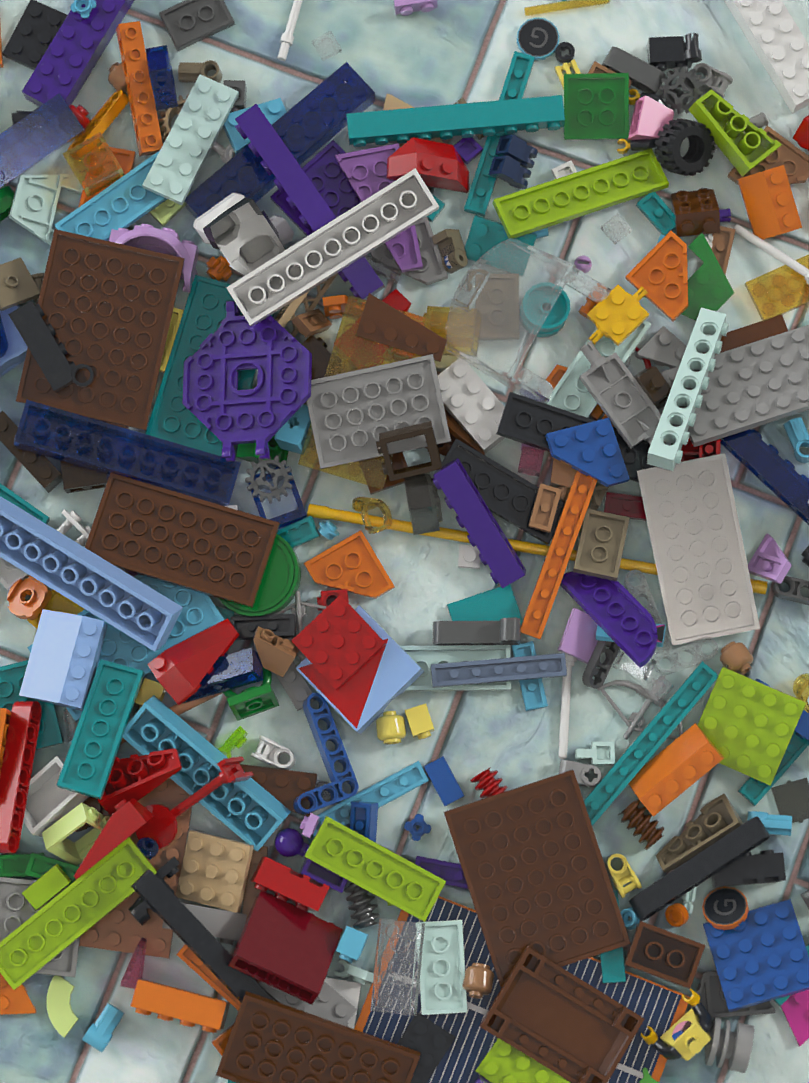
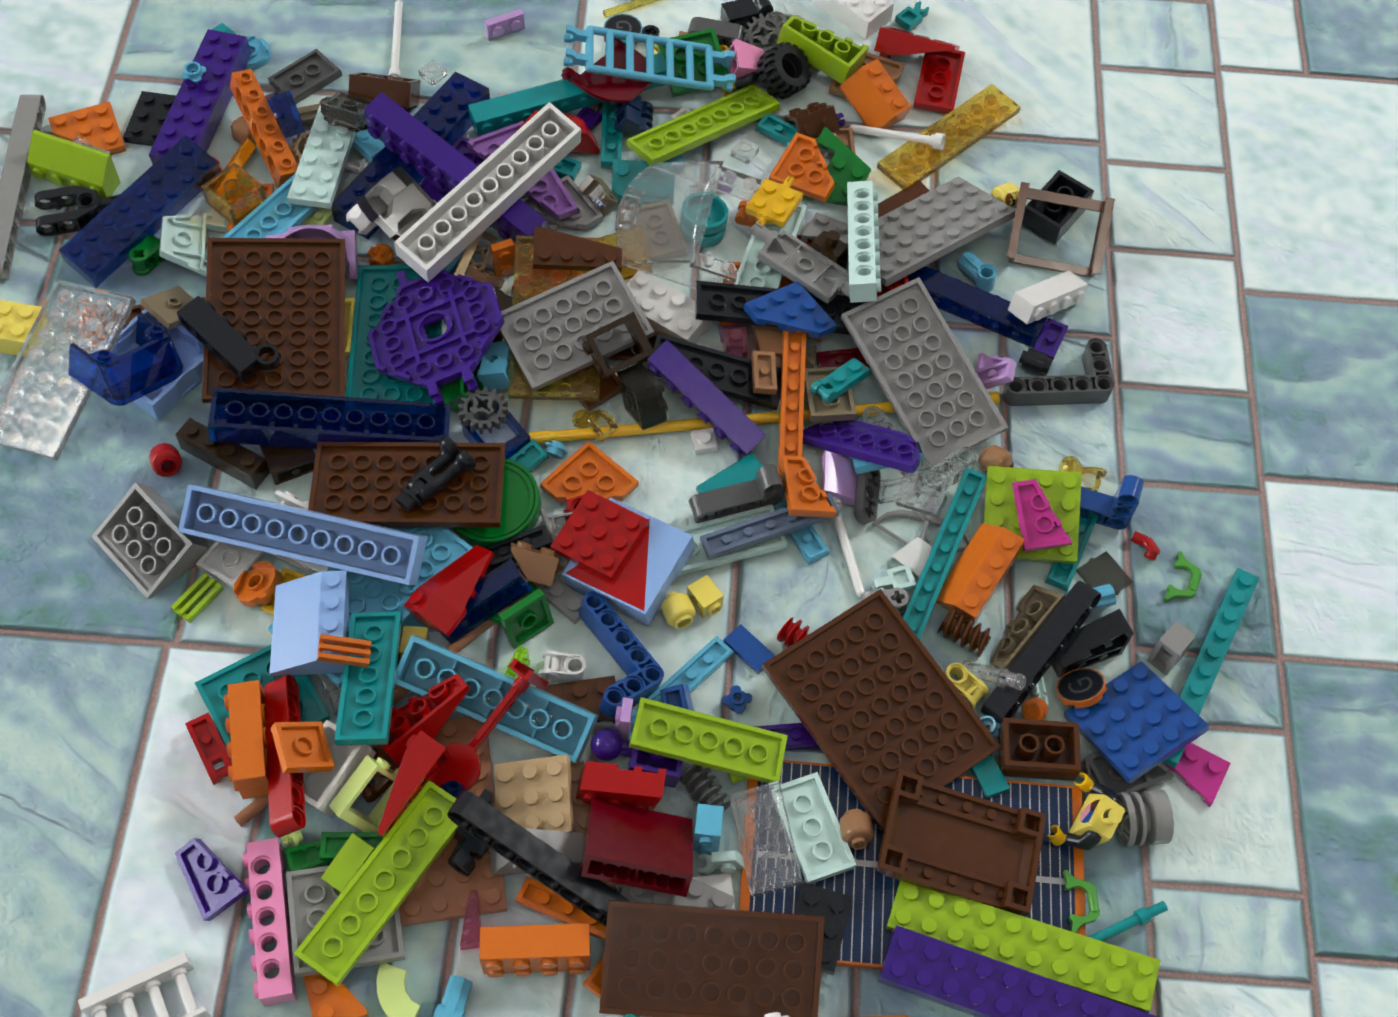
camera: 25 degrees left, 20 degrees down
(29, 781) = (302, 747): none -> orange plate
(102, 708) = (344, 646): none -> orange tile
(193, 550) = (426, 484): none -> black piece
(224, 96) = (345, 111): none -> clear smoke slope
(269, 67) = (401, 90): none -> reddish brown brick
(477, 99) = (711, 57): none -> medium azure bar
(506, 116) = (609, 87): none -> dark red piece
(538, 645) = (802, 490): none -> orange wing
(615, 536) = (840, 380): none -> teal plate
(624, 732) = (914, 554): none -> white sticker
(651, 882) = (1012, 679): none -> clear pin
(745, 737) = (1036, 518): none -> dark pink wing

